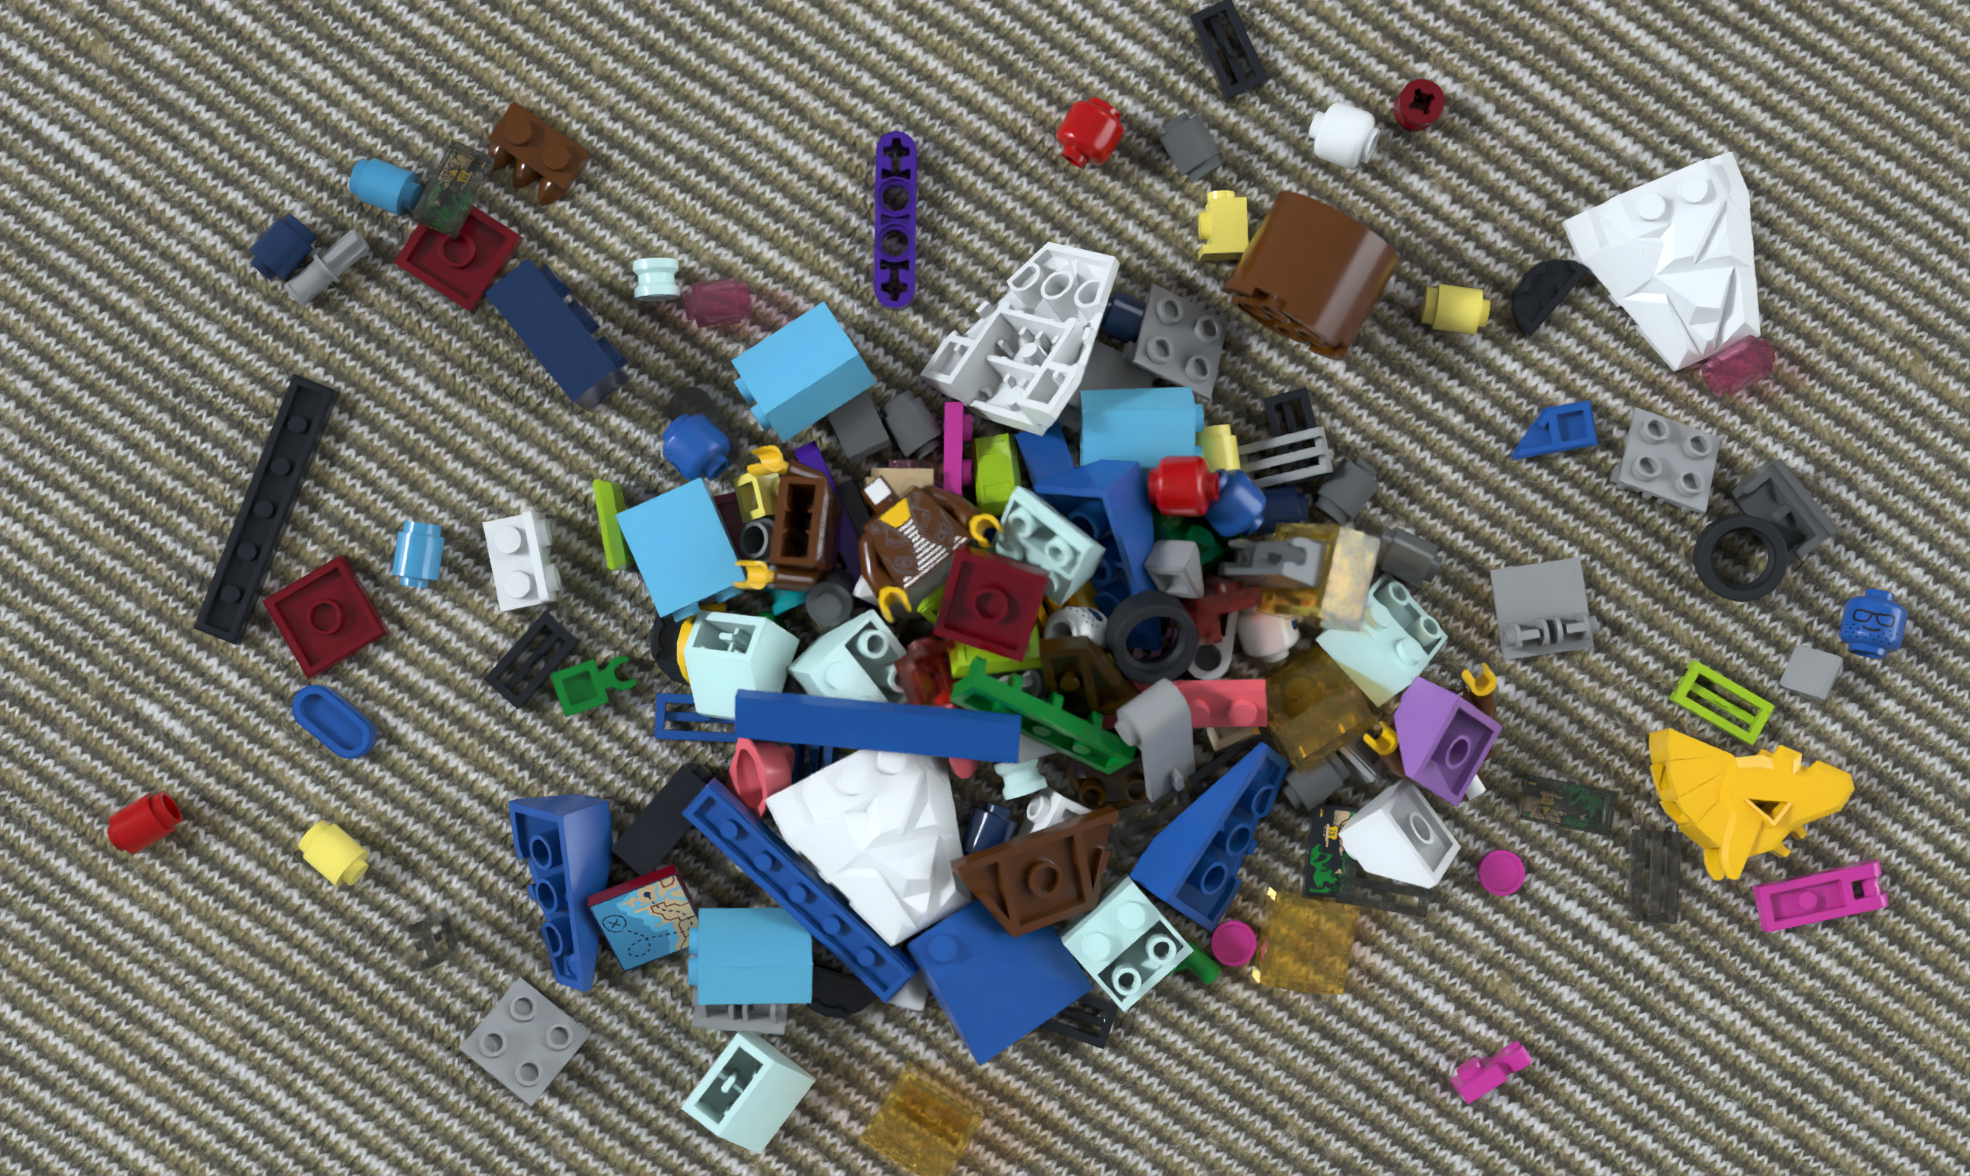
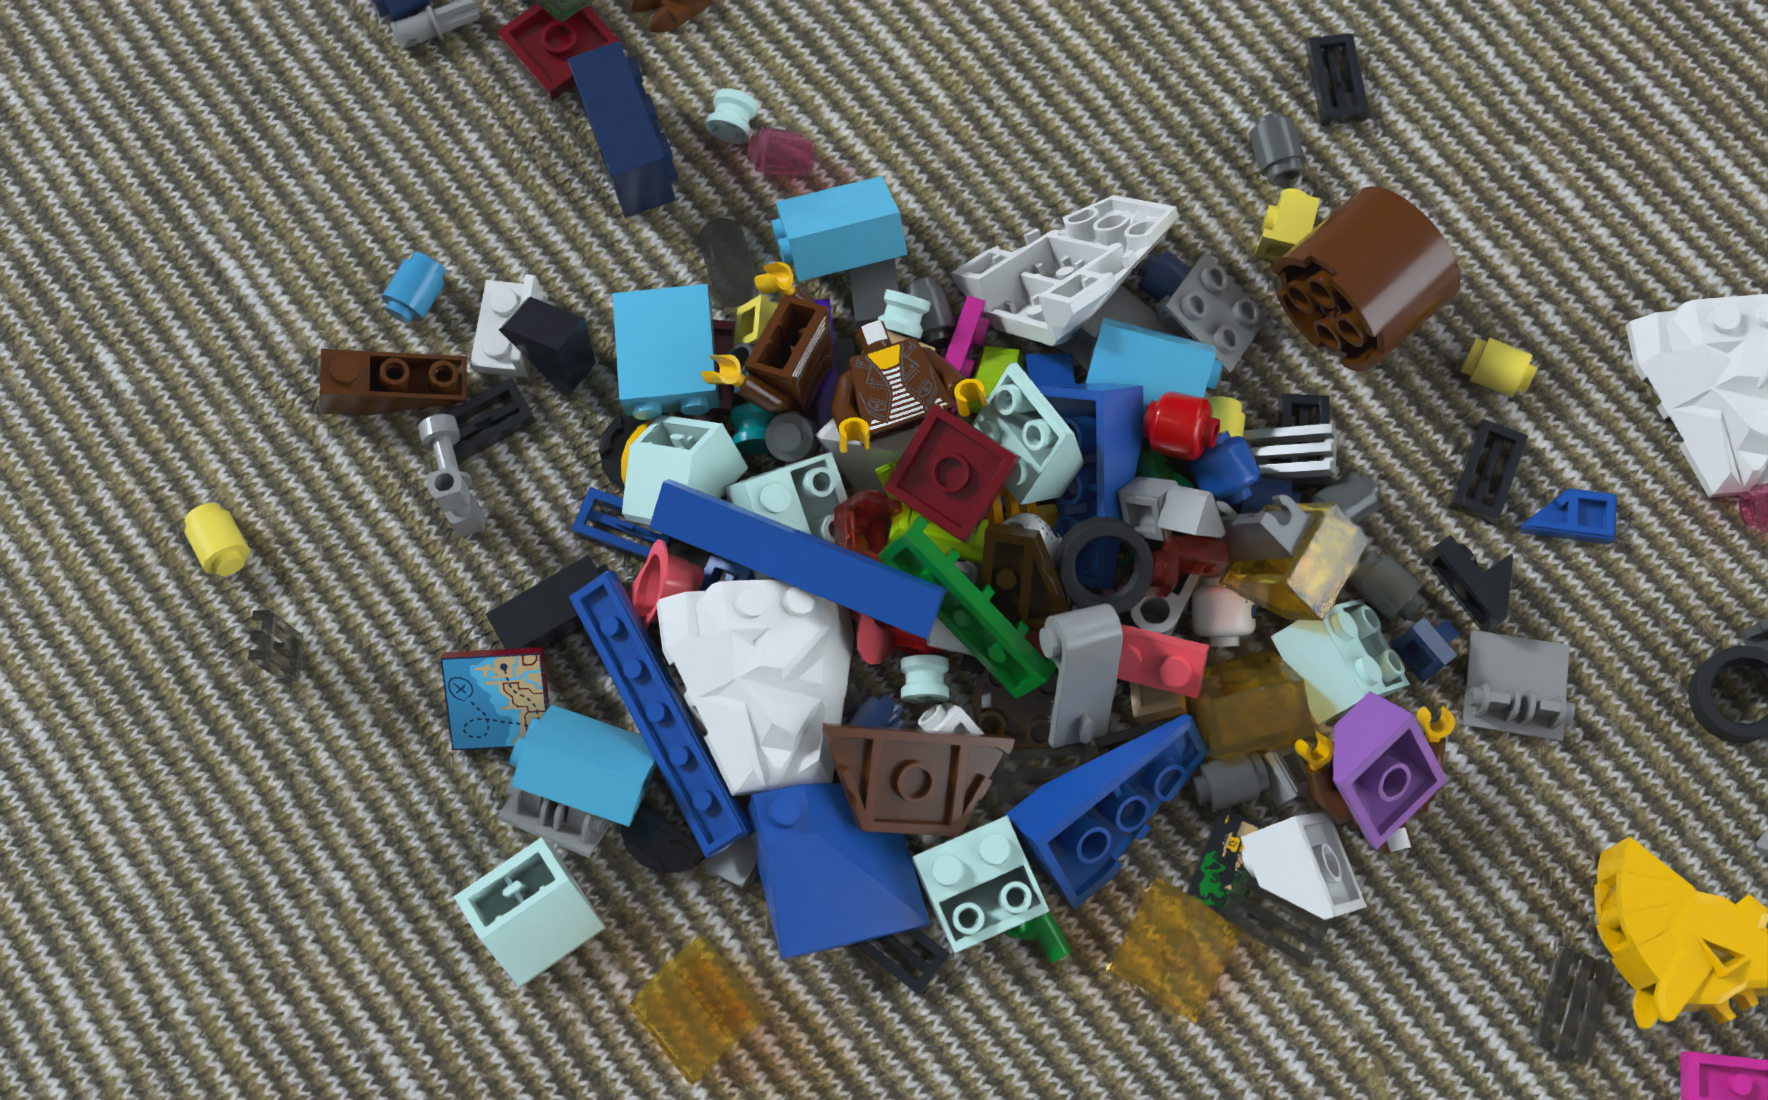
camera: 25 degrees right, 15 degrees down
(143, 822) = (49, 452): red brick -> none
(266, 510) = (290, 213): black tile -> none
(326, 617) = (301, 319): dark red tile -> none
(334, 721) = (271, 420): blue tile -> none
(435, 653) = (389, 381): none -> reddish brown slope
(524, 1041) = (324, 787): light grey hinge -> none
(533, 750) = (448, 484): none -> light grey bar
(569, 571) = (552, 342): none -> black slope
(569, 859) = (441, 612): blue wedge -> none
(584, 686) = (521, 458): green plate -> none
(609, 503) = (602, 335): lime tile -> none
(696, 447) = (714, 260): blue head -> none
(892, 444) = (904, 313): none -> light aqua wheel
(895, 221) = (973, 134): dark purple beam -> none
(1089, 132) = (1184, 106): red head -> none
(1216, 575) = (1191, 512): none -> light grey slope
(1233, 942) = (1093, 929): dark pink piece -> none
(1344, 135) = (1430, 179): white head -> none
(1410, 111) = (1501, 184): dark red wheel -> none
(1451, 411) = (1475, 505): none -> black tile
(1455, 602) = (1426, 647): none -> dark blue tile
(1492, 535) = (1479, 594): none -> black slope
(1501, 872) = (1403, 948): dark pink piece -> none
(1542, 291) = (1591, 380): black tile -> none
(1567, 804) = (1494, 898): clear smoke tile -> none
(1667, 462) = (1686, 578): light grey hinge -> none
(1687, 683) = (1687, 815): lime tile -> none

